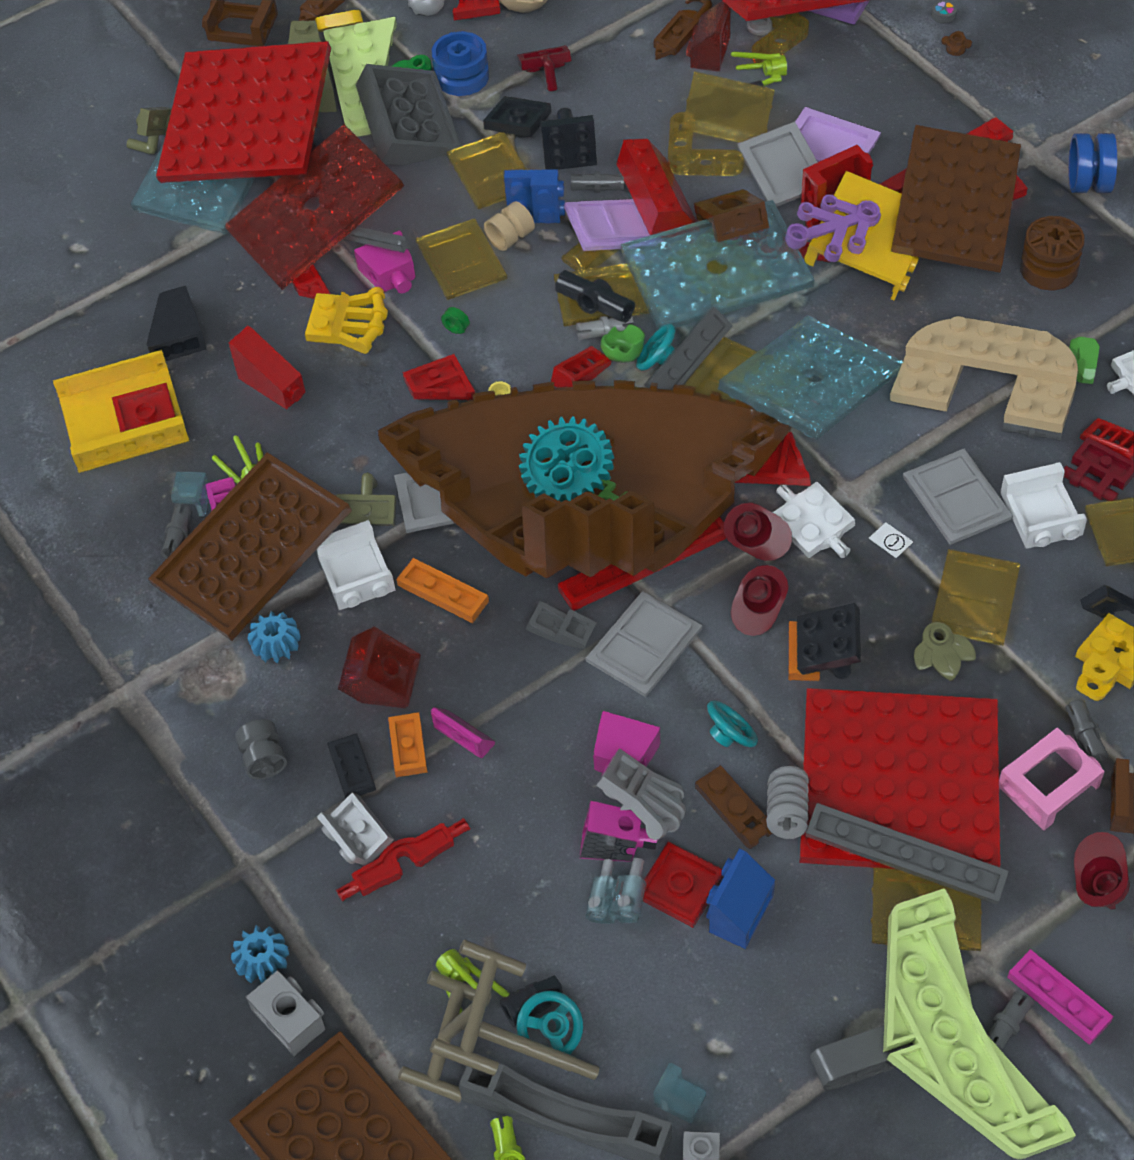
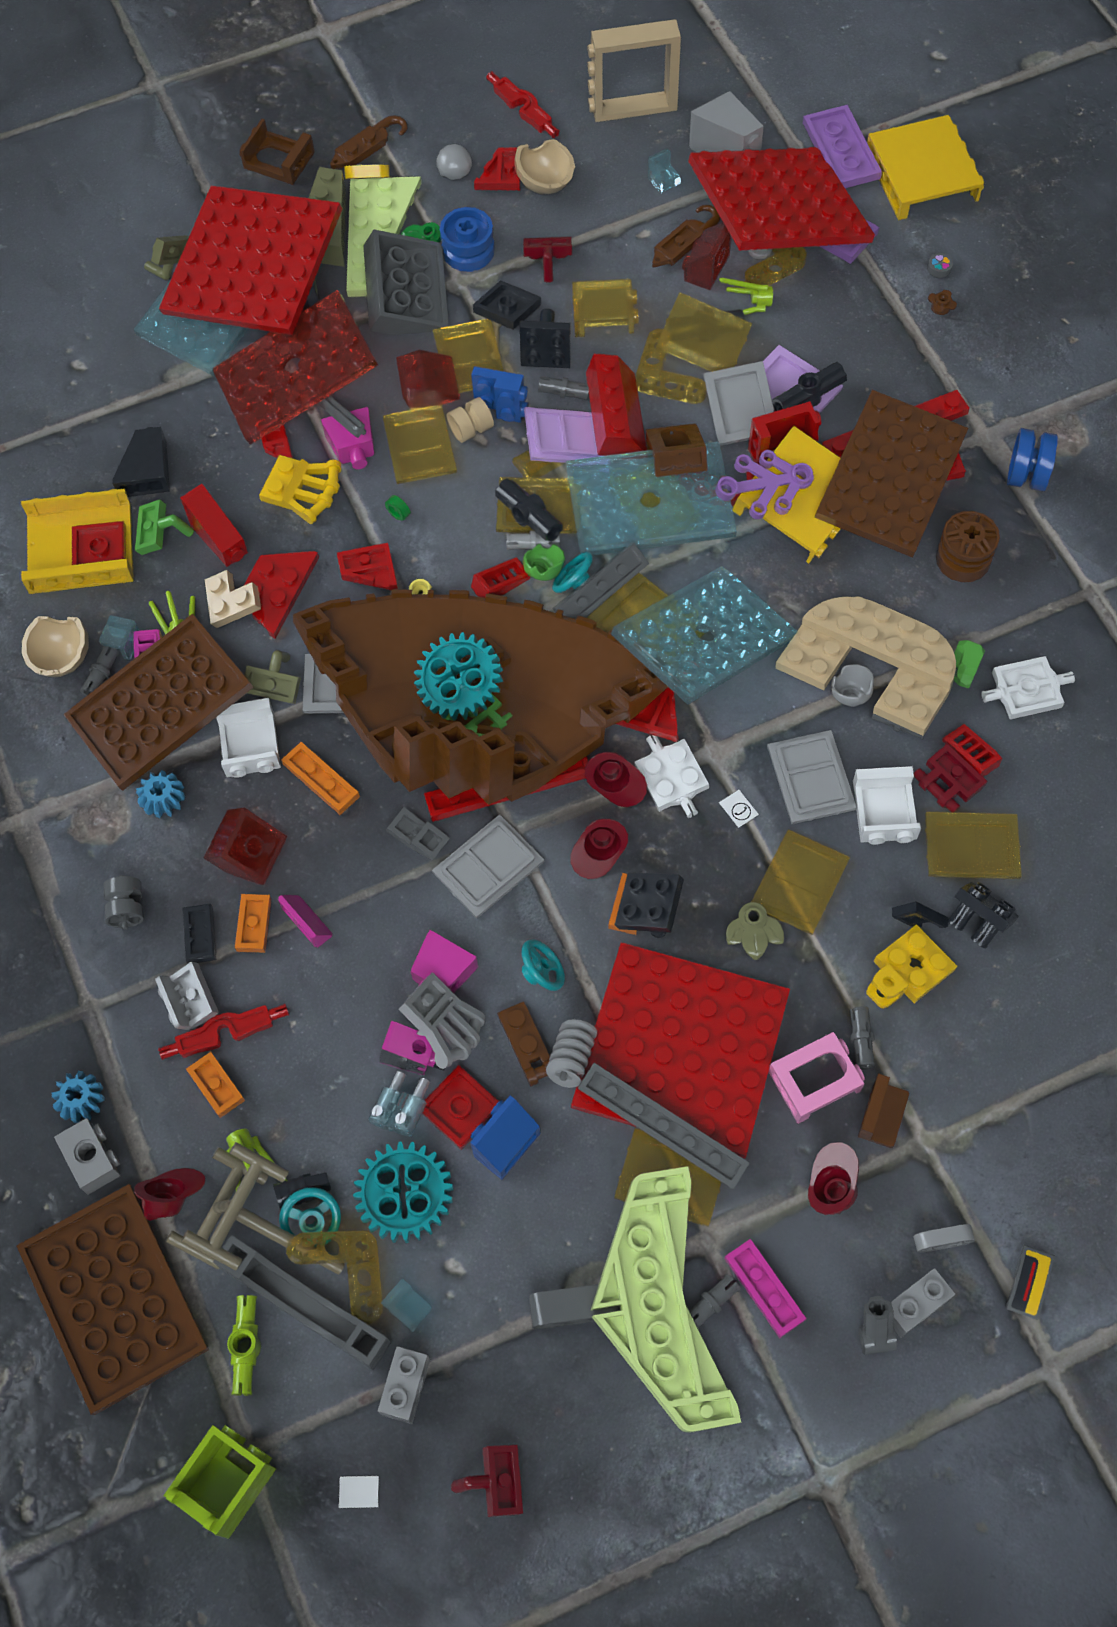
camera: 10 degrees right, 10 degrees up
(124, 512) = (55, 645): none -> tan cylinder
(198, 380) = (152, 524): none -> bright green plate
(297, 441) = (228, 603): none -> tan plate
(344, 418) = (279, 585): none -> red wing
(386, 1032) = (166, 1193): none -> dark red piece
(409, 913) = (215, 1084): none -> orange plate
(454, 195) = (427, 379): none -> clear red slope
(601, 1053) = (347, 1254): none -> clear yellow beam
(614, 987) = (430, 1188): none -> teal gear
(617, 99) = (604, 304): none -> clear yellow panel
(852, 134) = (811, 387): none -> black piece
(975, 400) = (853, 685): none -> light grey hair

